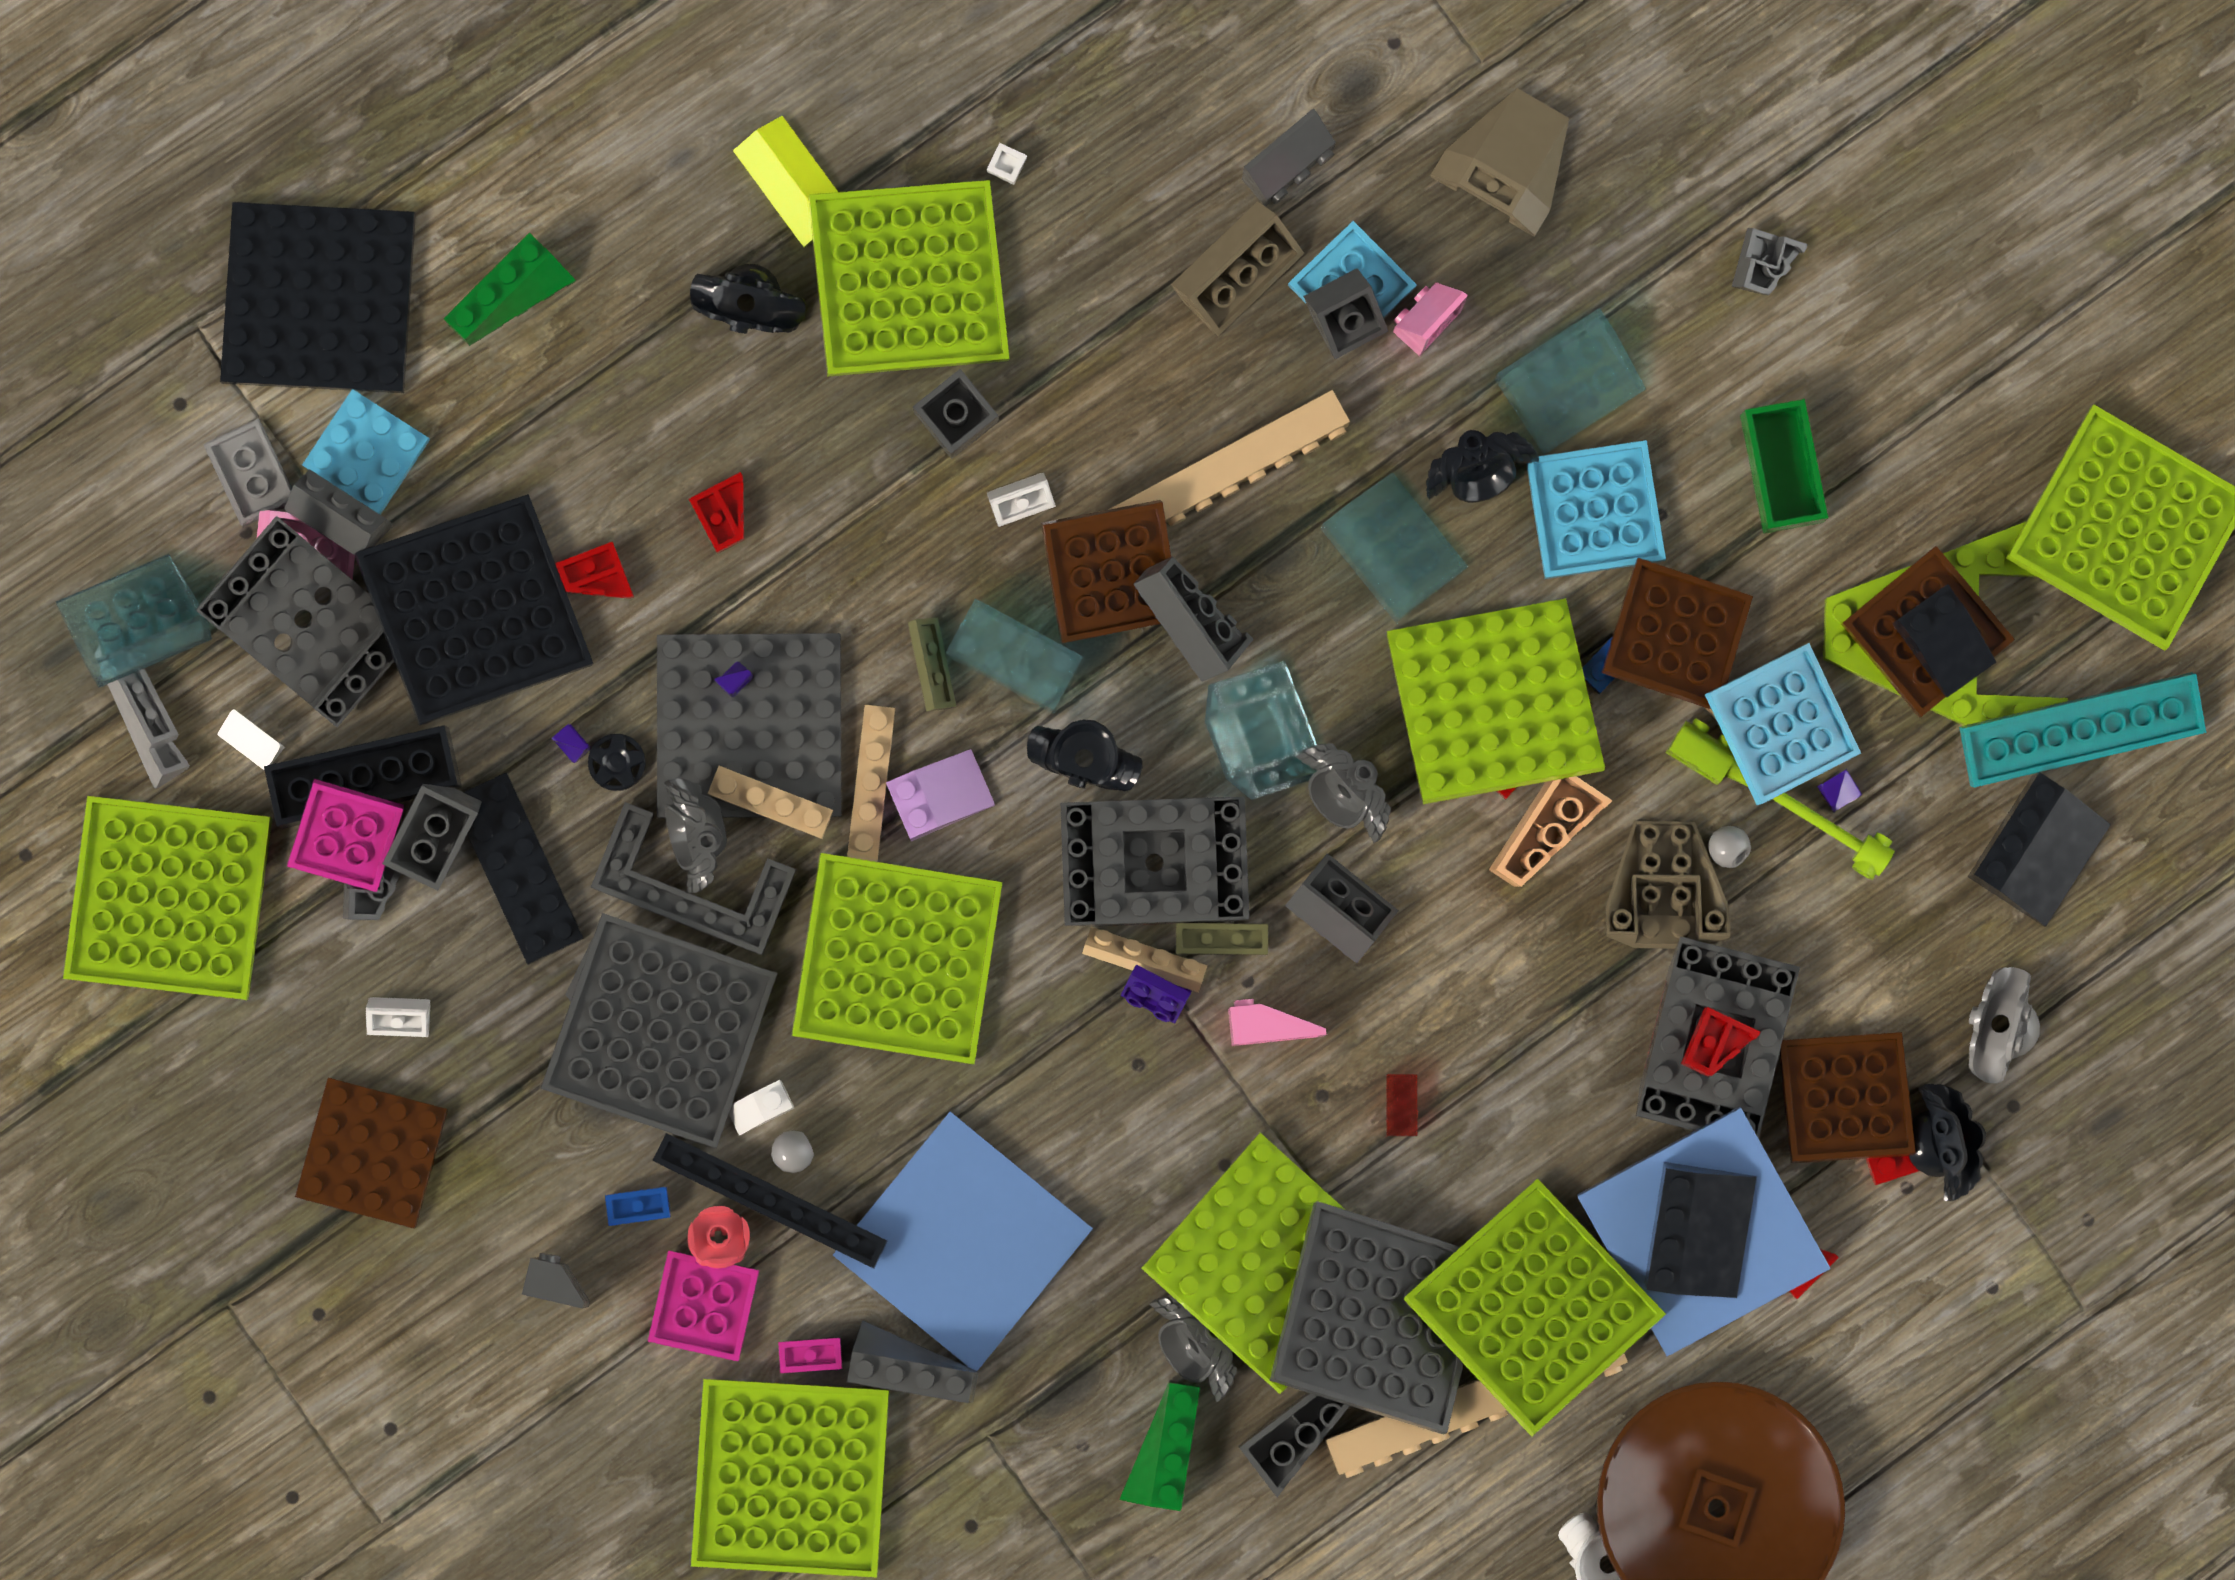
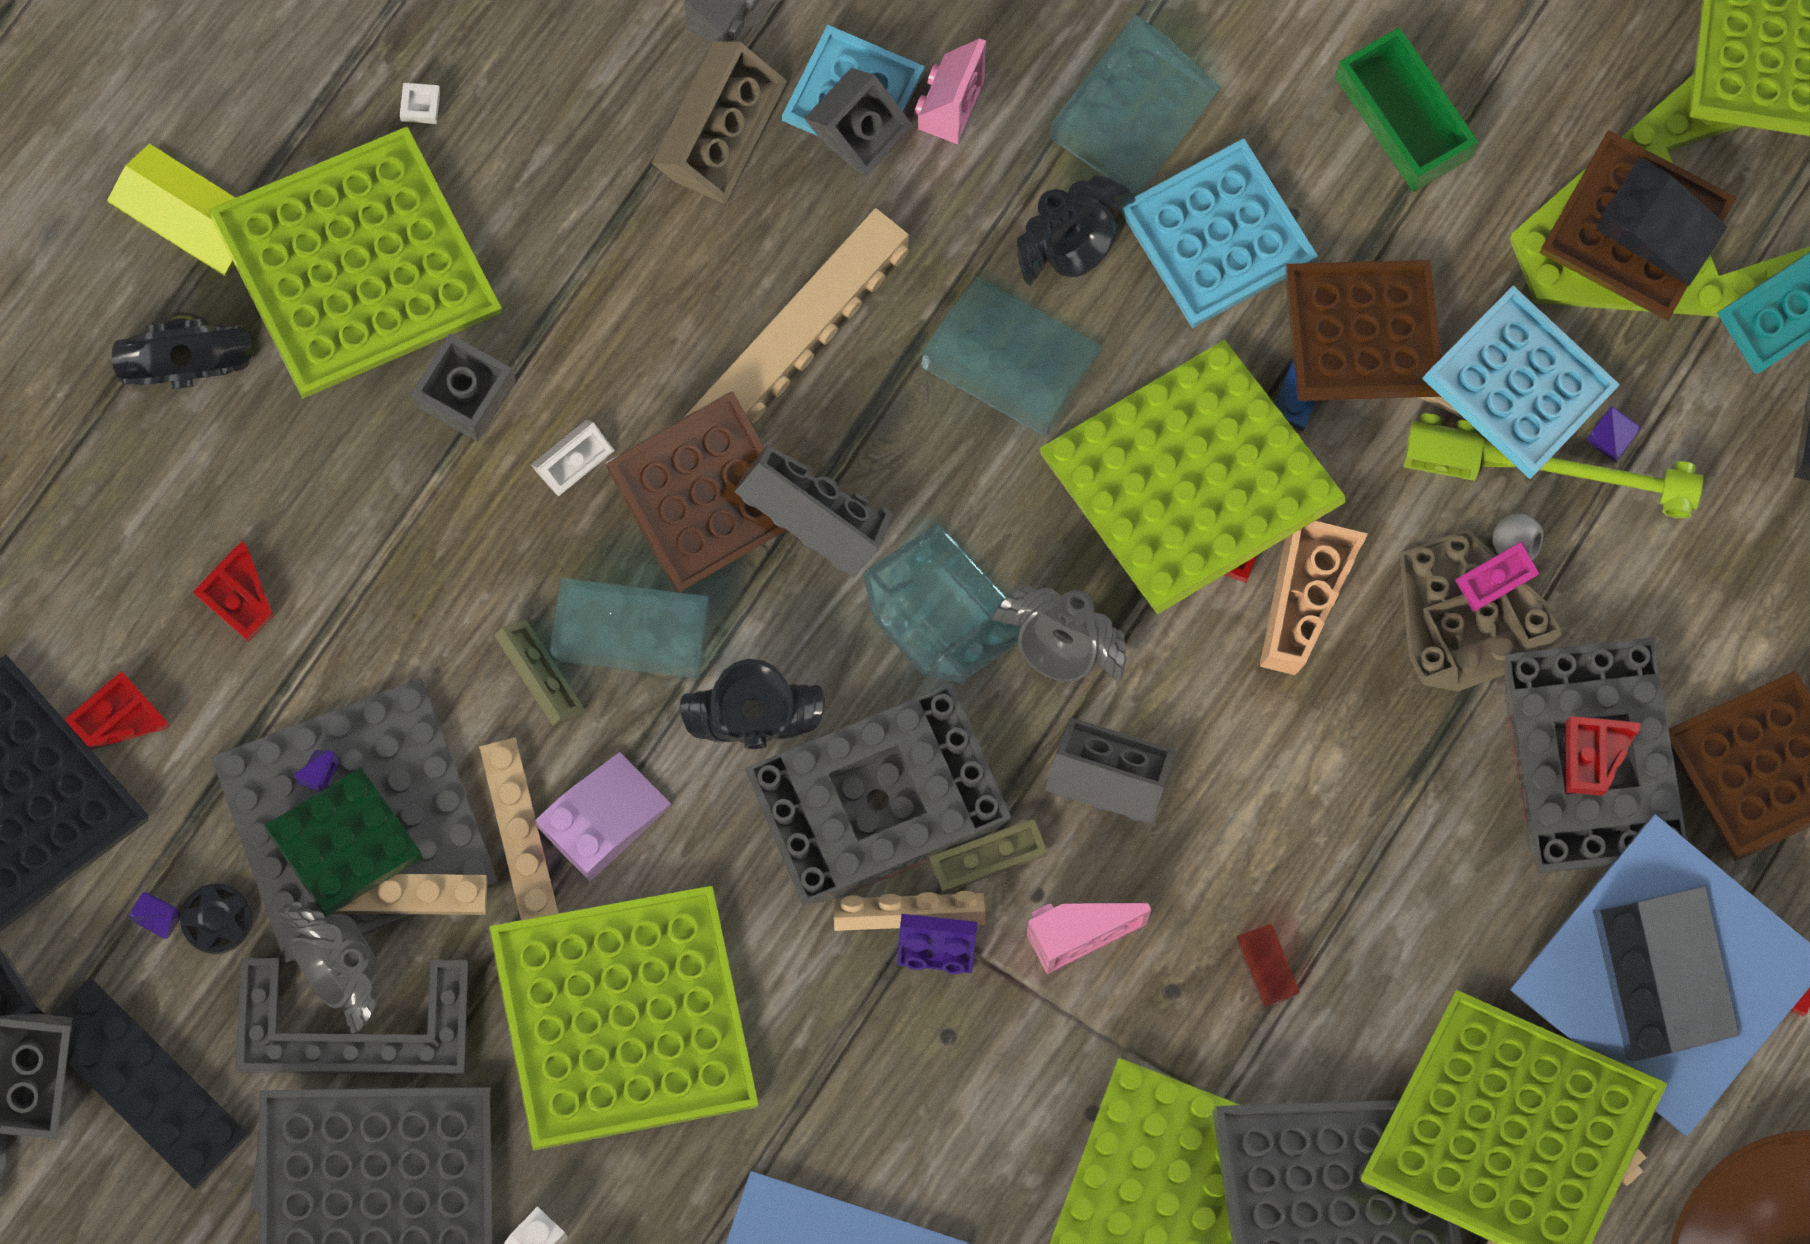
camera: 15 degrees left, 10 degrees down
(733, 743) = (343, 842): none -> dark green plate
(1698, 873) = (1497, 576): none -> dark pink plate

